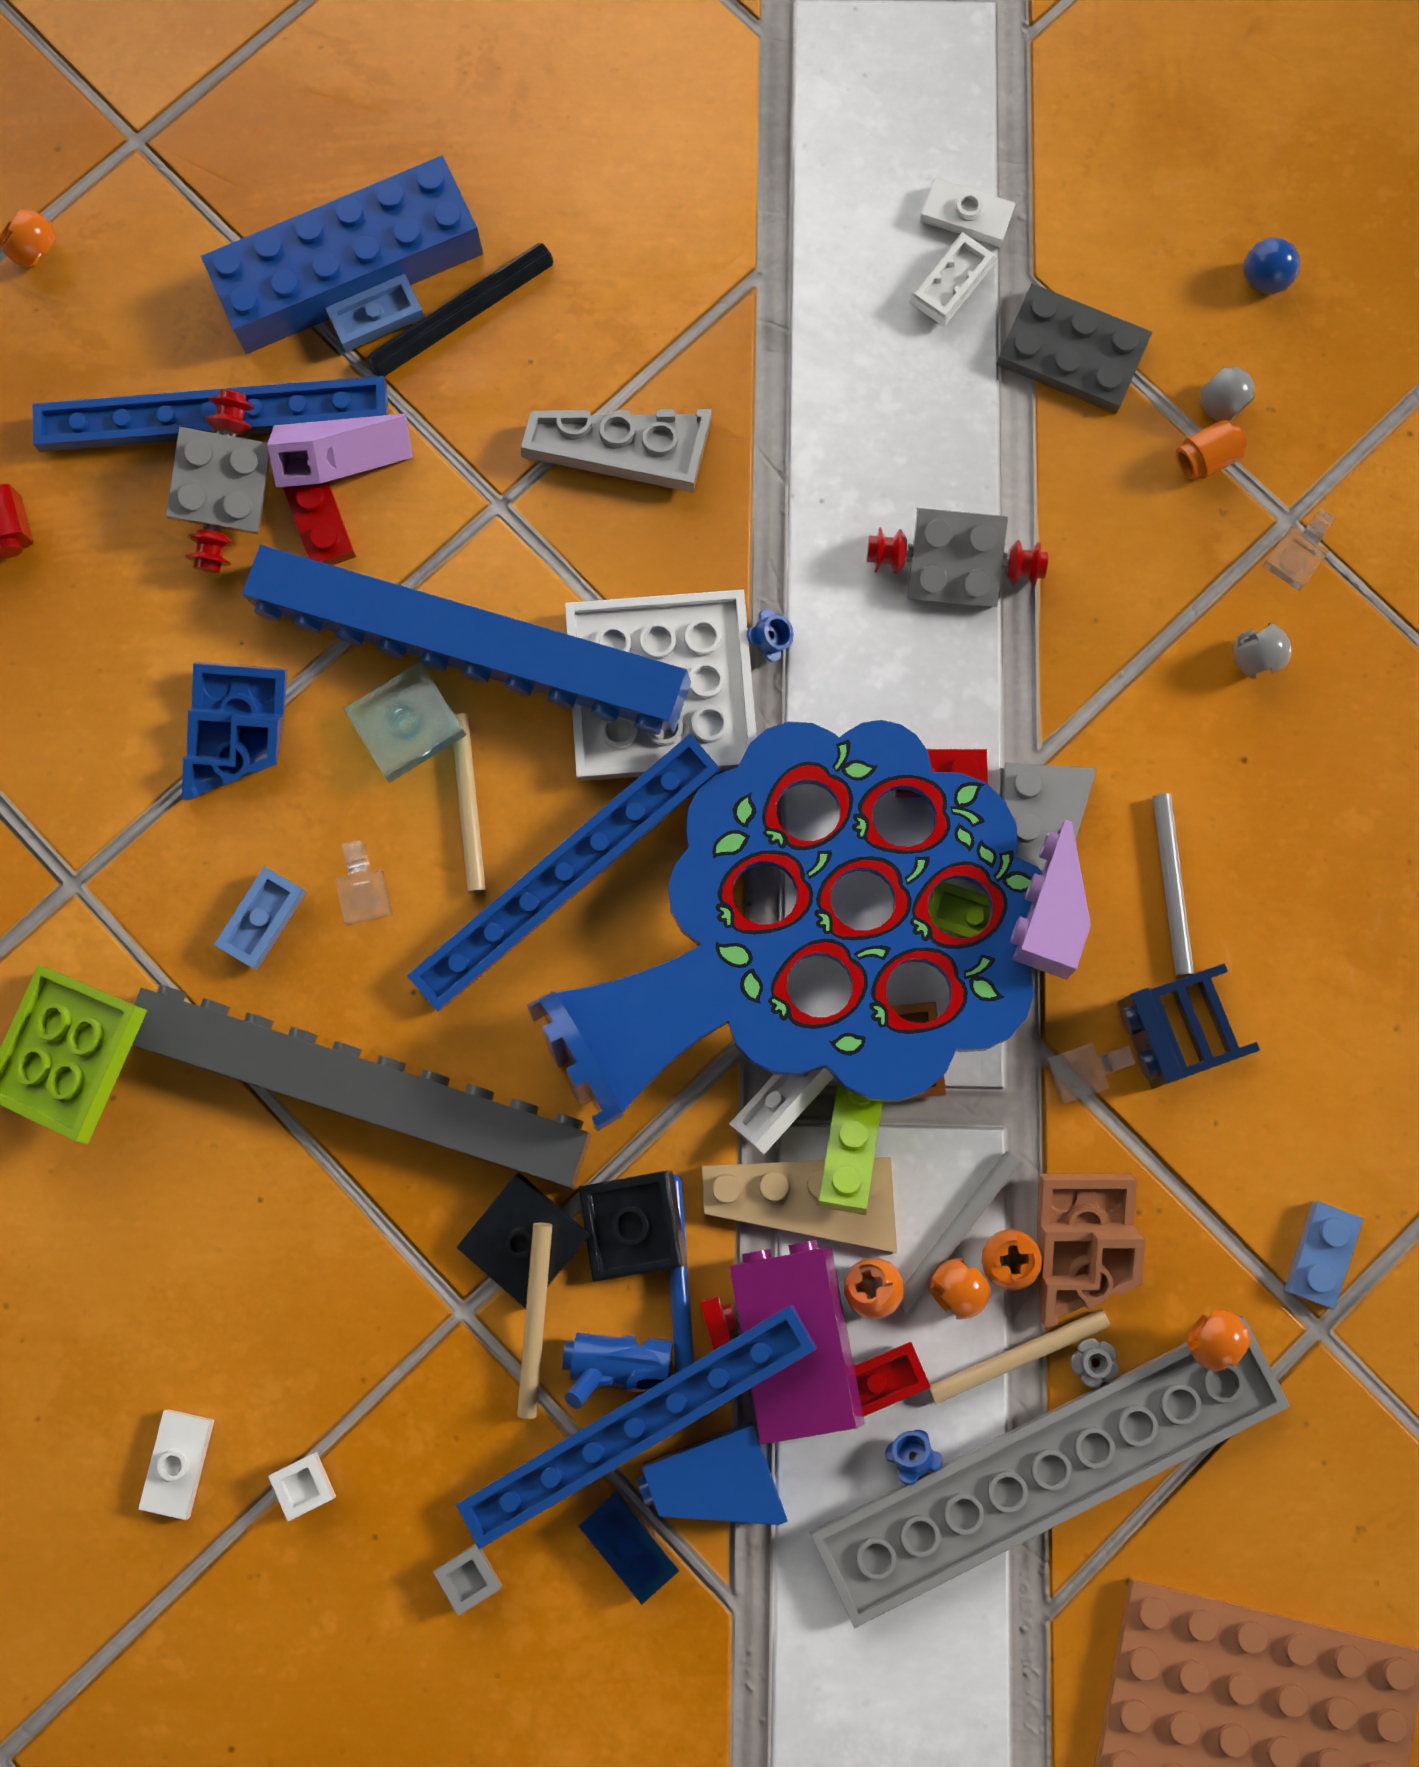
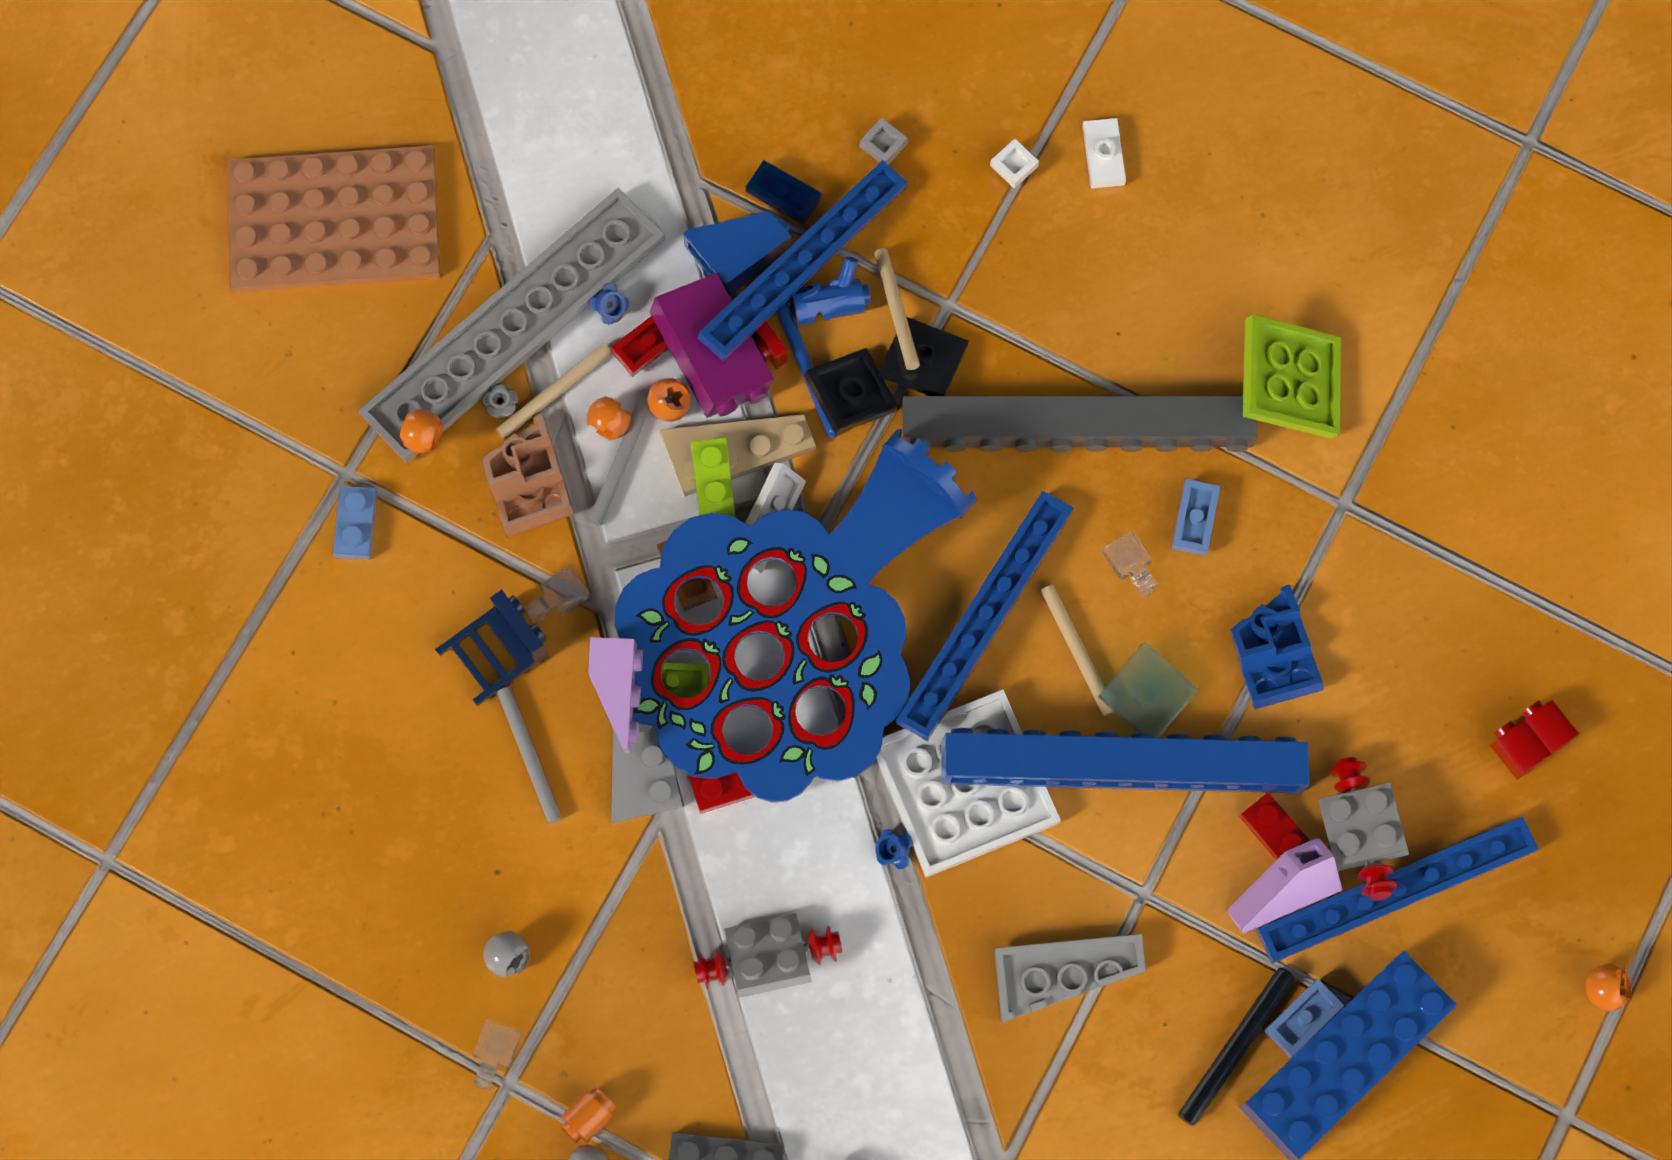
camera: 160 degrees right, 5 degrees down
(1024, 1273) = (586, 440): orange piece -> none

